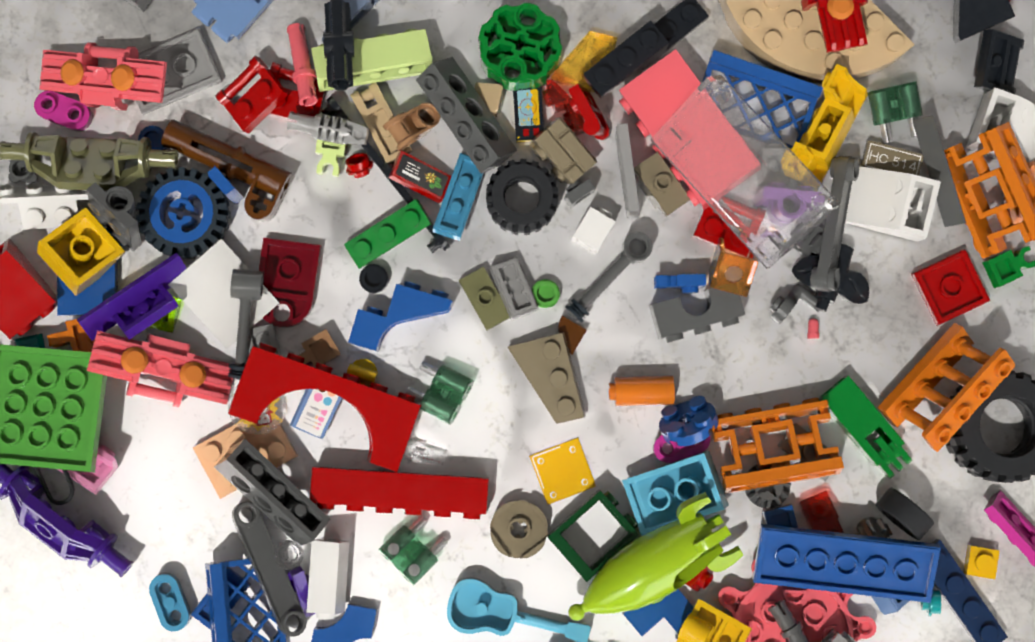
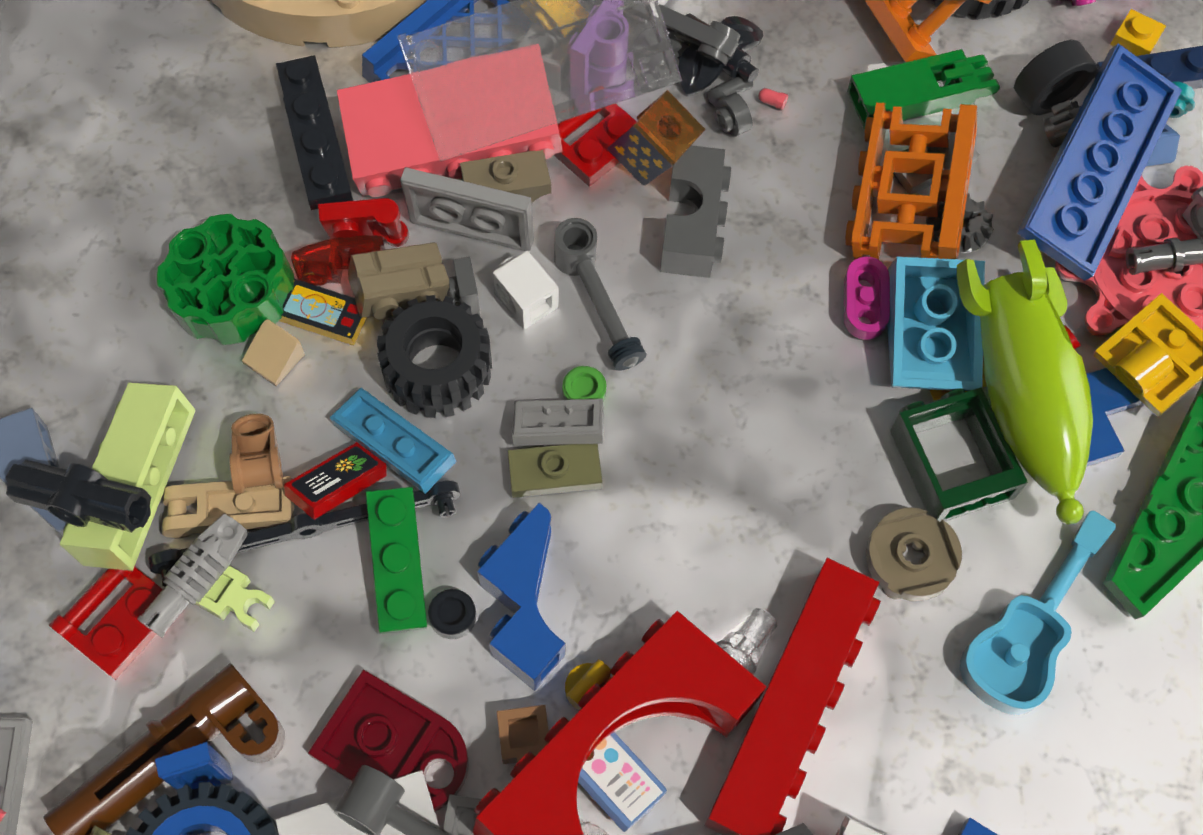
camera: 65 degrees left, 20 degrees down
(258, 100) = (92, 669): red plate -> none
(304, 75) = (92, 580): coral pin -> none
(358, 165) = (272, 562): red plate -> none
(408, 554) = (899, 729): clear green piece -> none
(445, 394) = (671, 575): clear green piece -> none
(466, 114) = (279, 381): dark grey brick -> none
(552, 375) = (704, 421): dark tan wing -> none
(562, 471) = (846, 467): yellow sticker -> none
(572, 331) = (656, 378): reddish brown tile -> none
(582, 58) = (289, 212): clear yellow wing -> none
(642, 390) = (775, 314): orange brick -> none
(686, 282) = (650, 207): blue plate -> none
(697, 412) = (839, 288): blue plate -> none
(781, 516) = (1007, 220): blue plate -> none
(821, 513) = (1018, 176): clear red slope -> none

